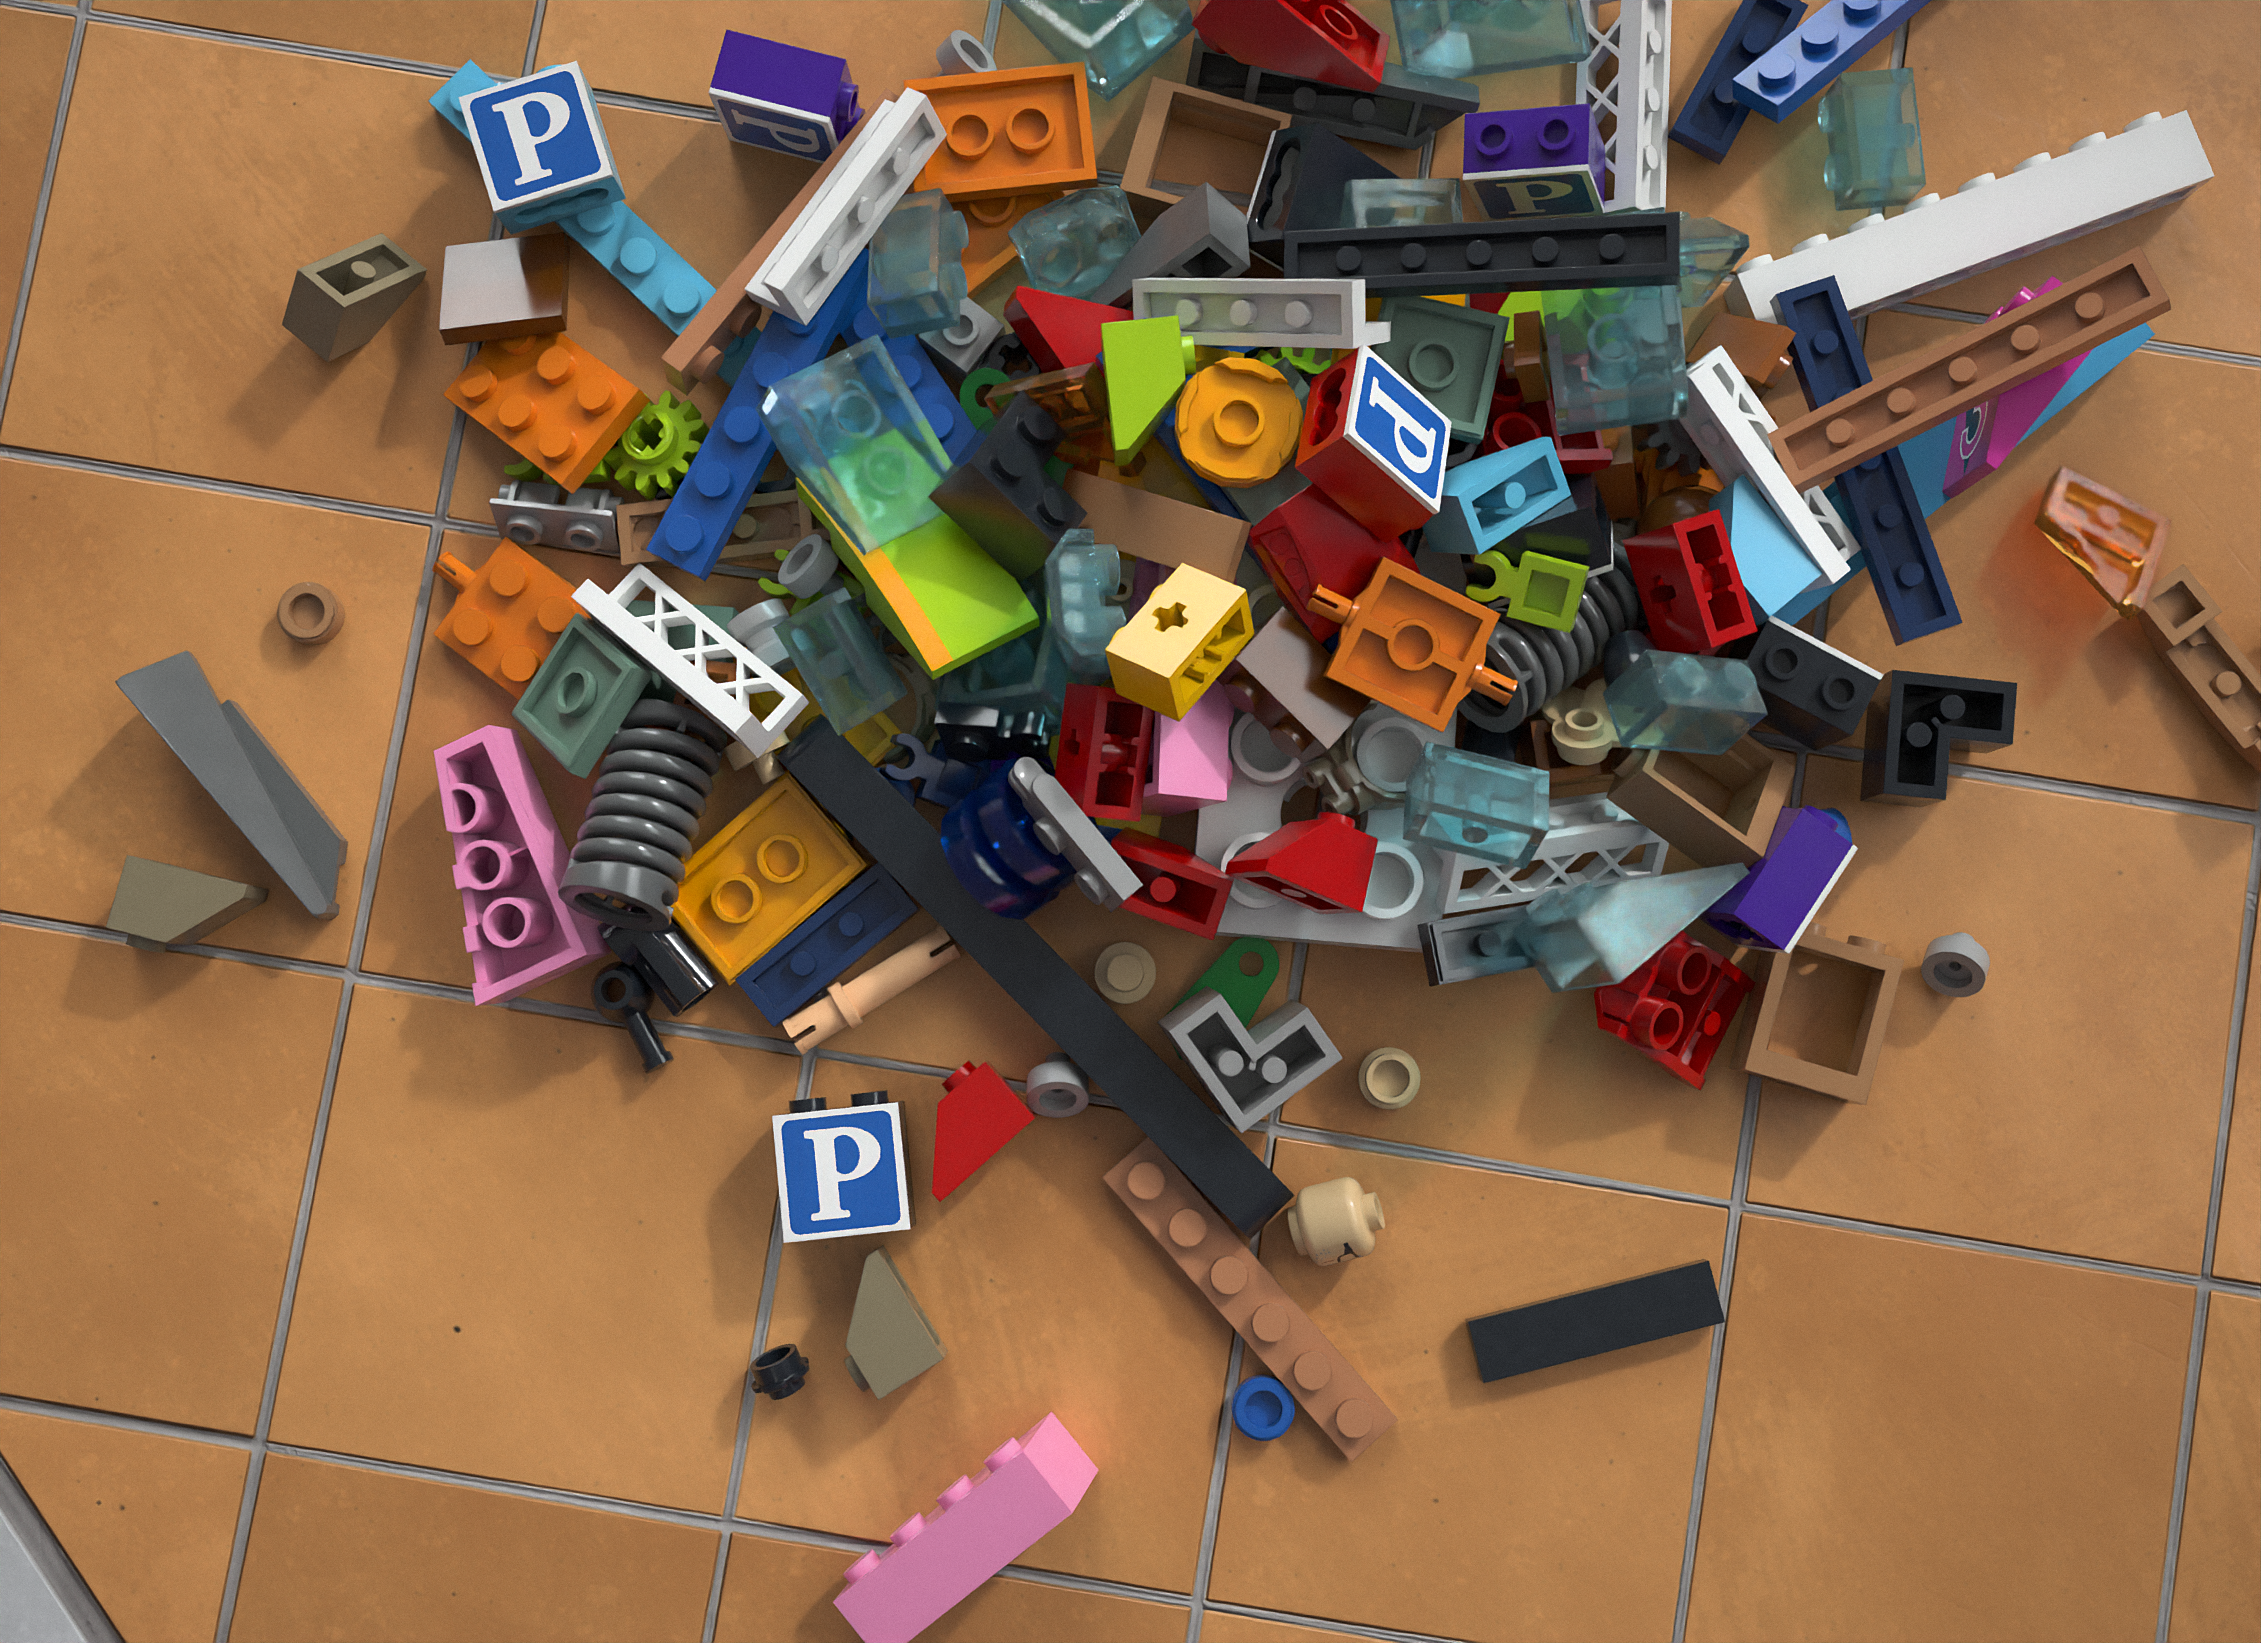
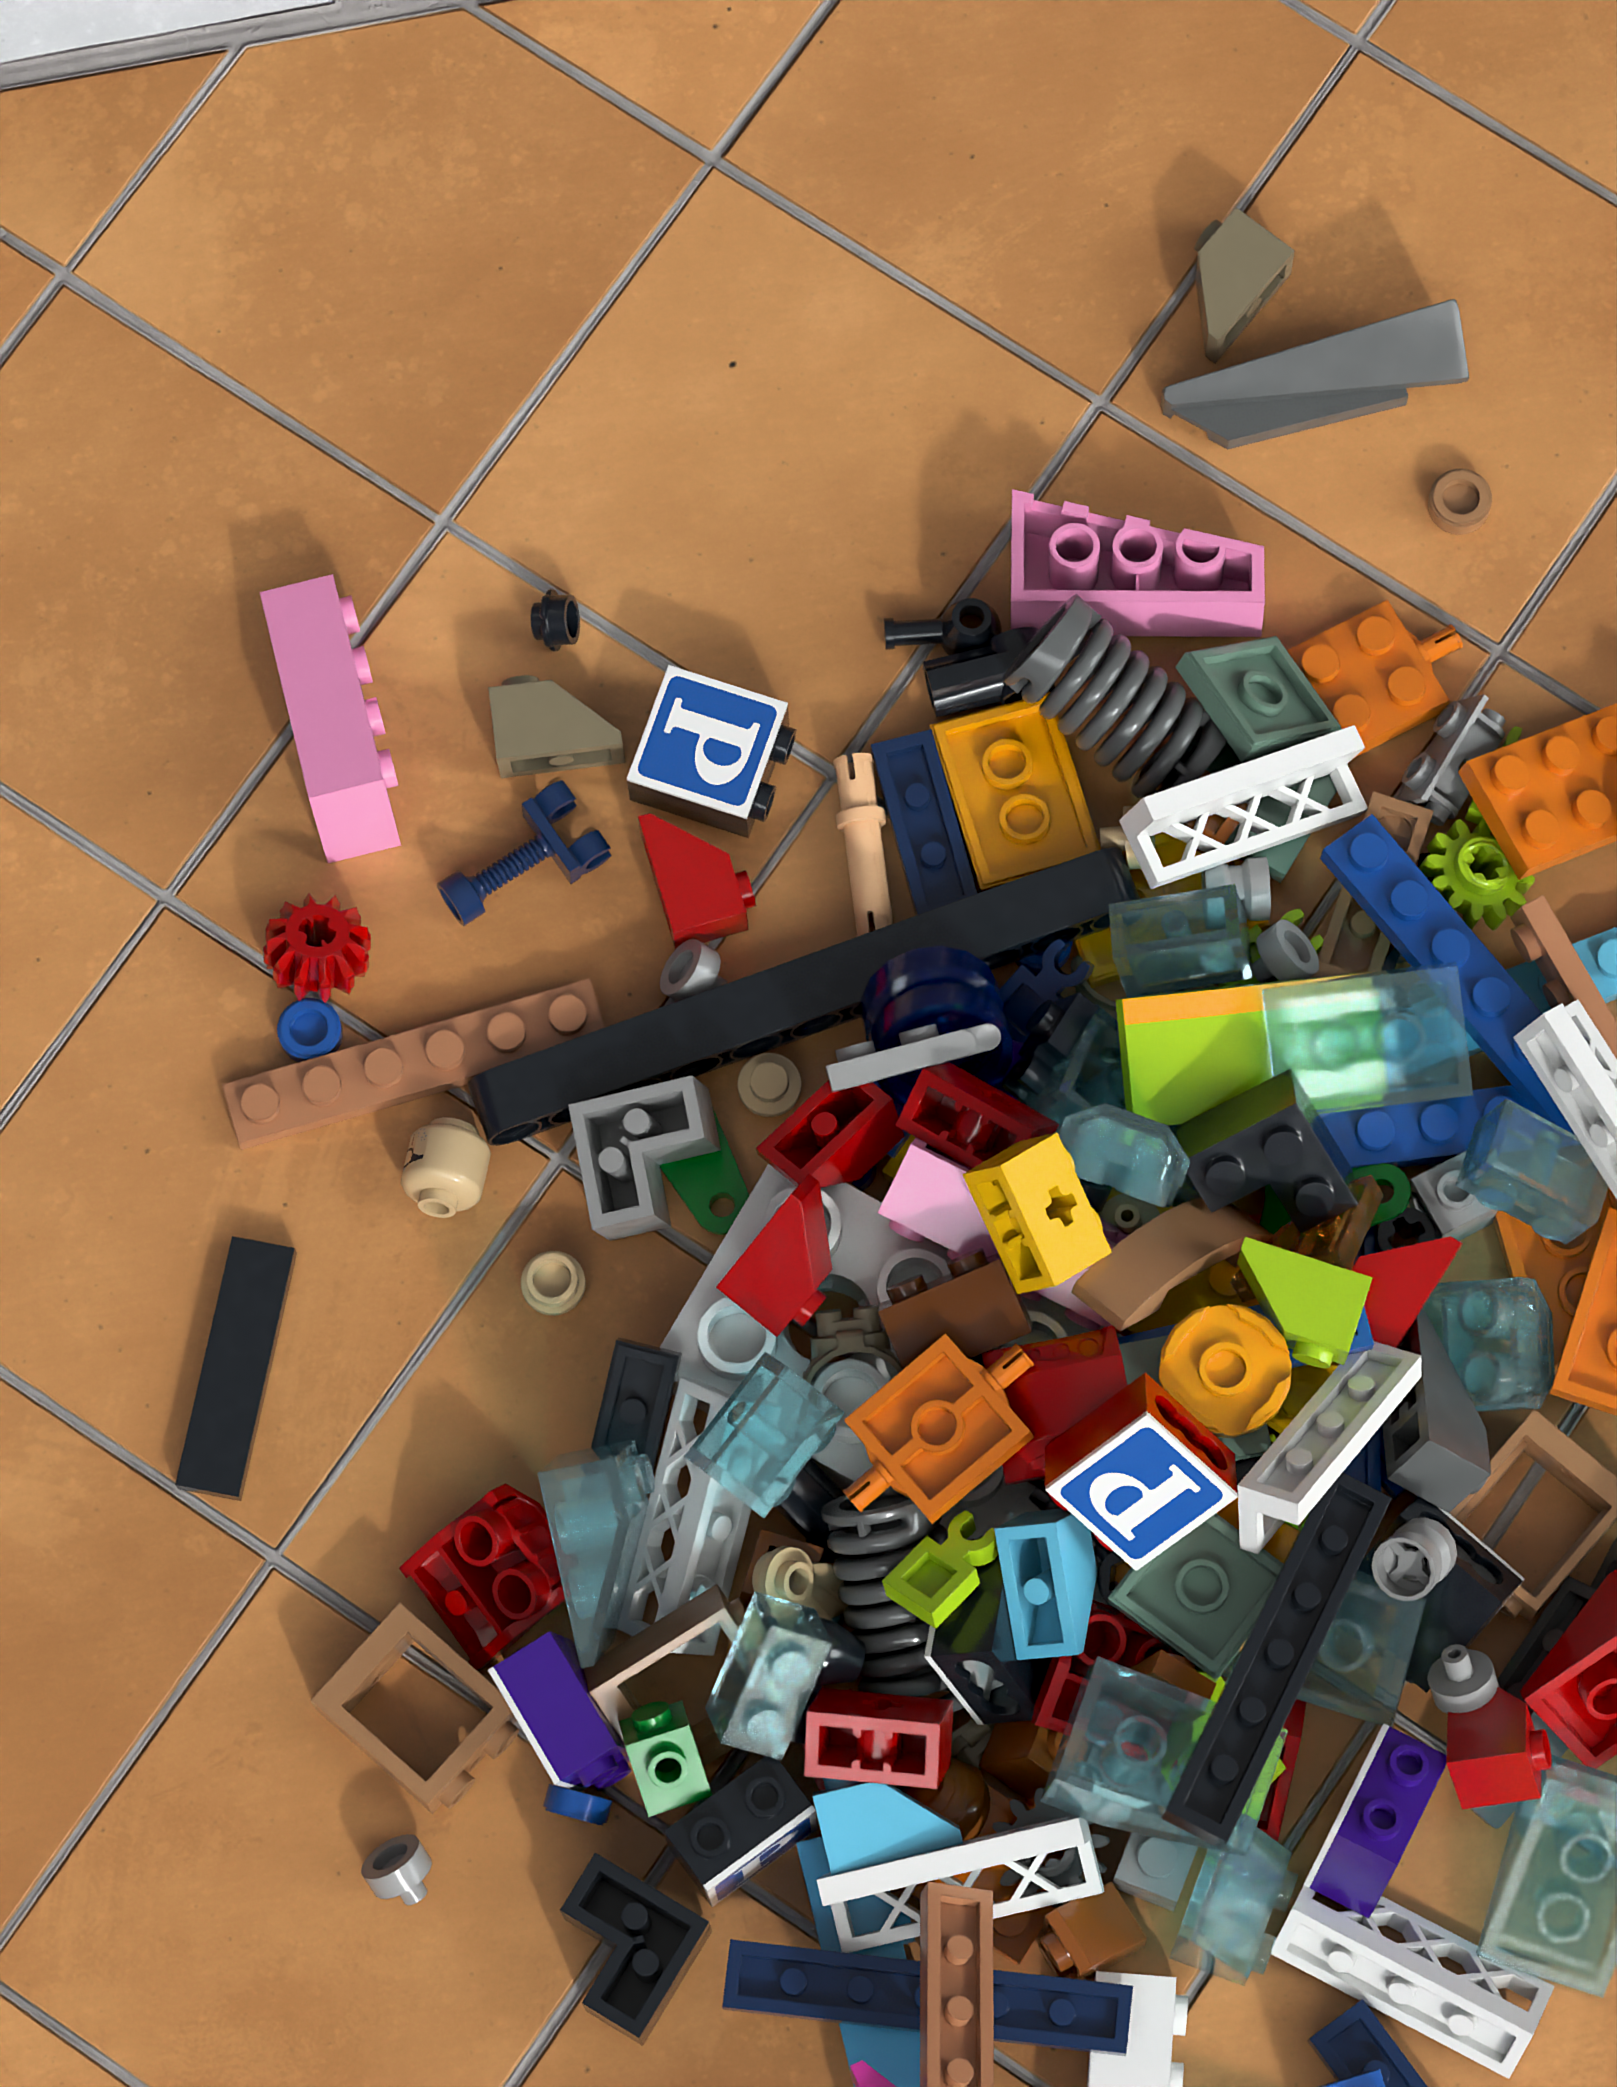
camera: 120 degrees right, 10 degrees down
(1074, 1325) = (466, 894): none -> dark blue bar
(1171, 1453) = (317, 948): none -> red gear
(1320, 200) = (1402, 1570): none -> light grey wheel
(1391, 136) = (1462, 1680): none -> light grey tile
(1430, 90) = (1496, 1753): none -> red slope
(1783, 767) = (664, 1757): none -> brick

